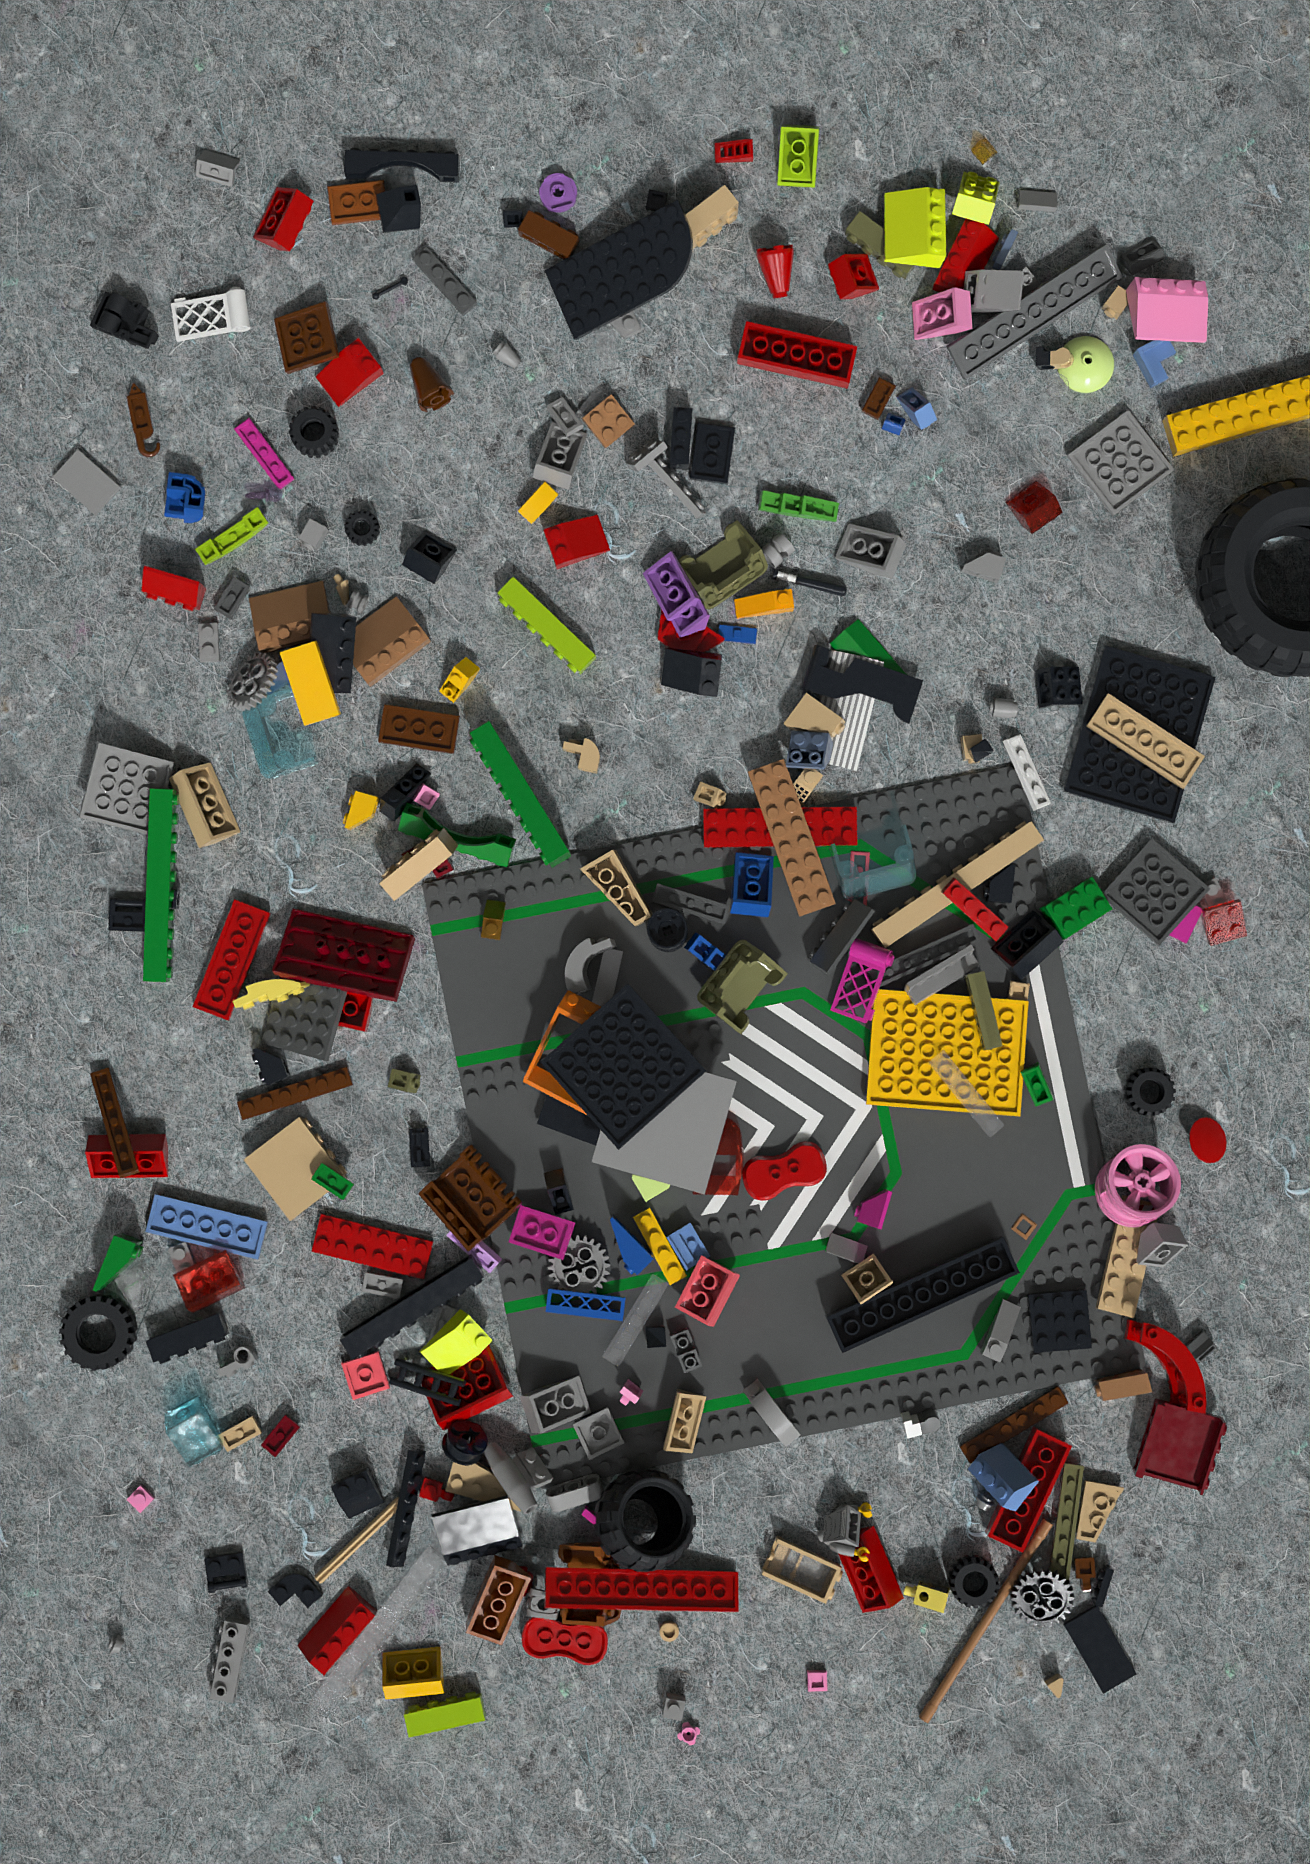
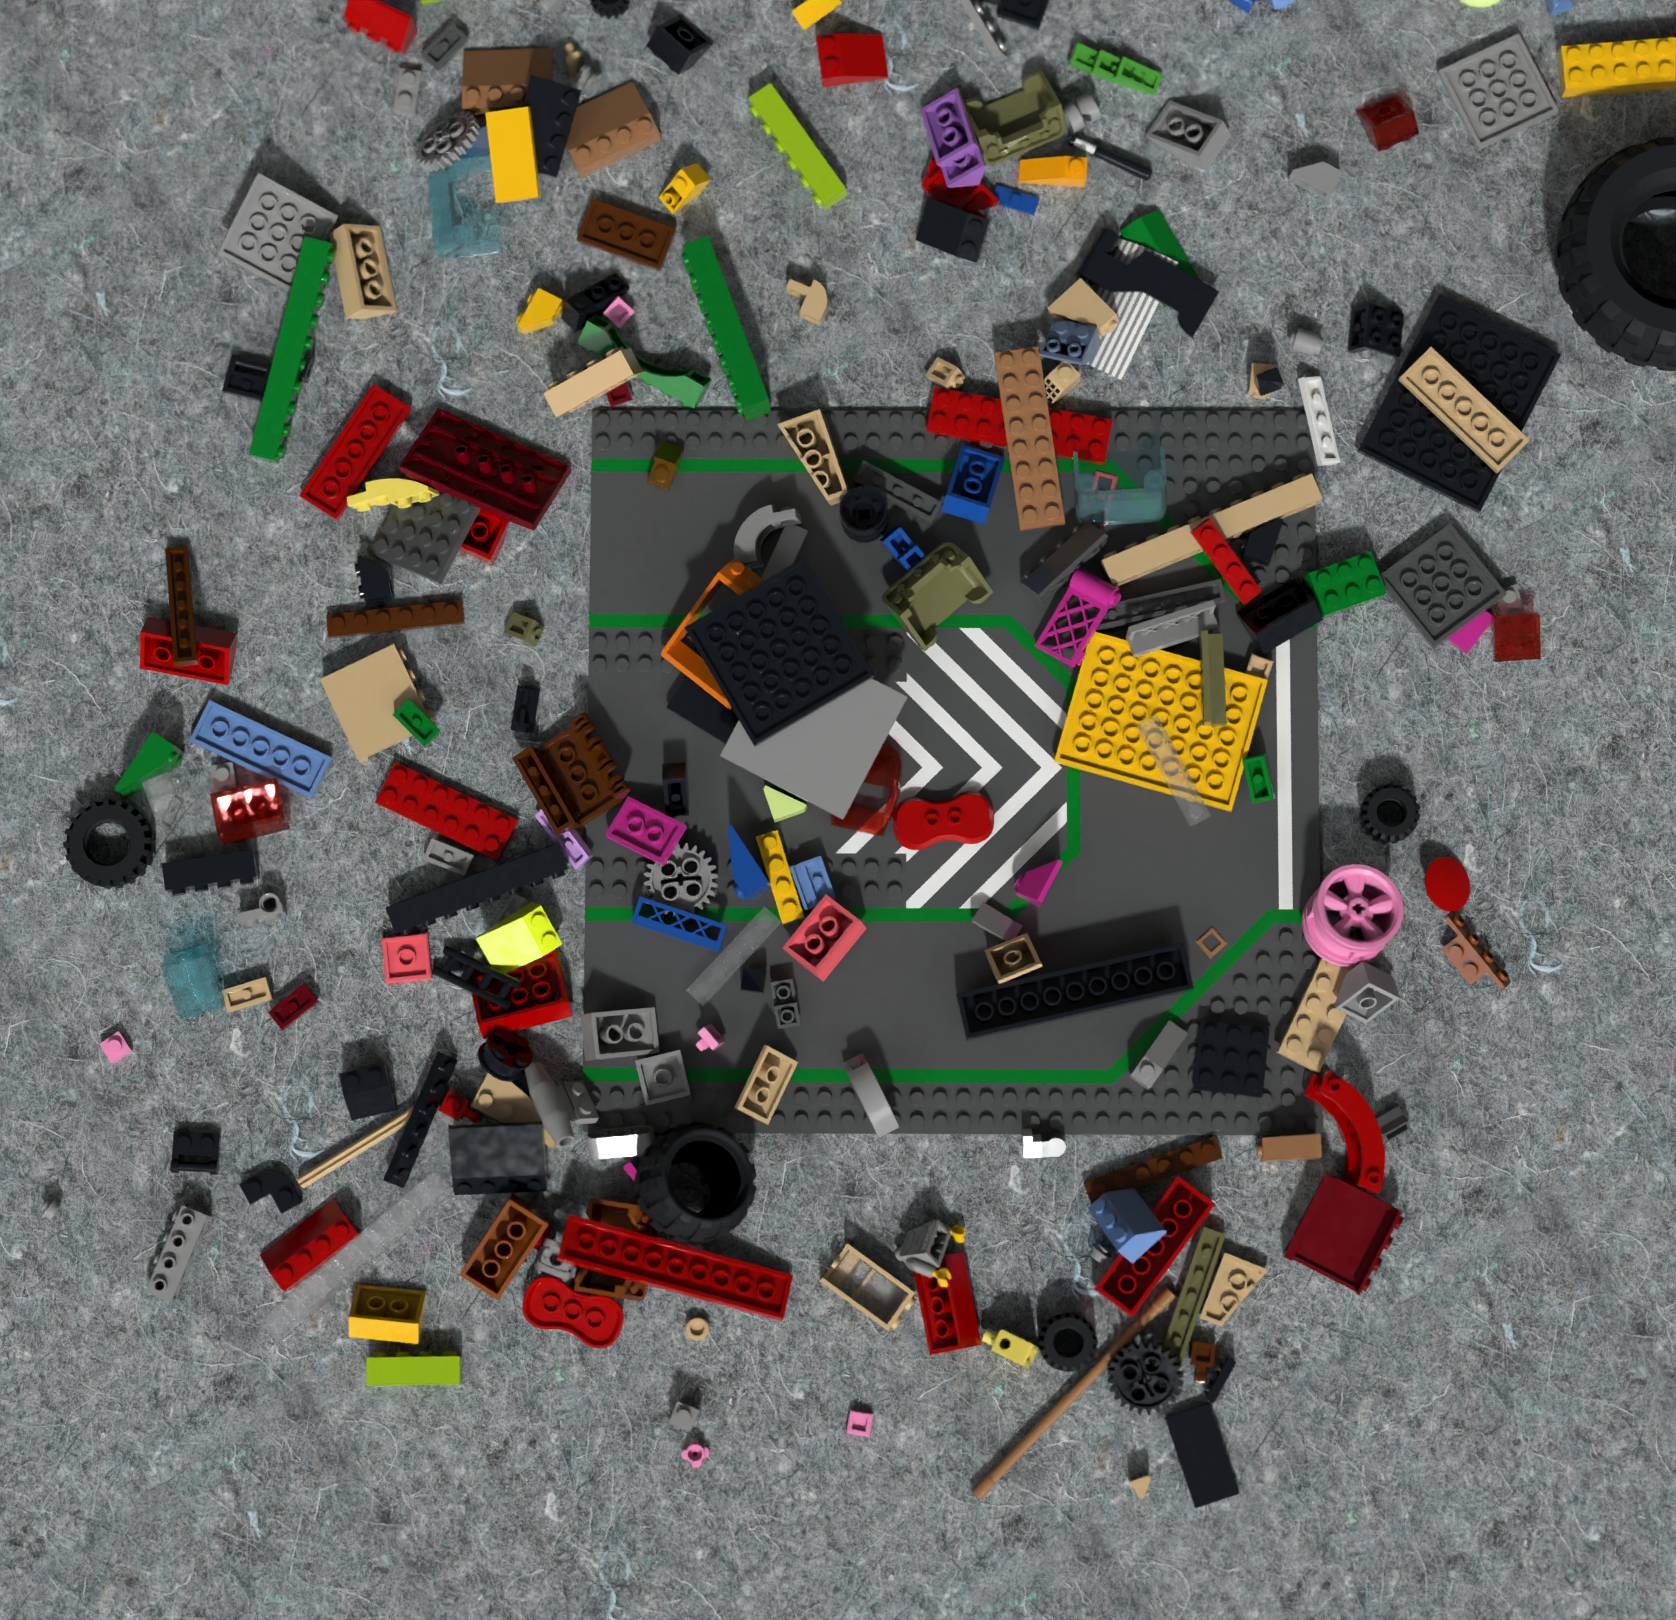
camera: 20 degrees right, 5 degrees down
(1237, 1194) = (1470, 956): none -> dark orange bracket

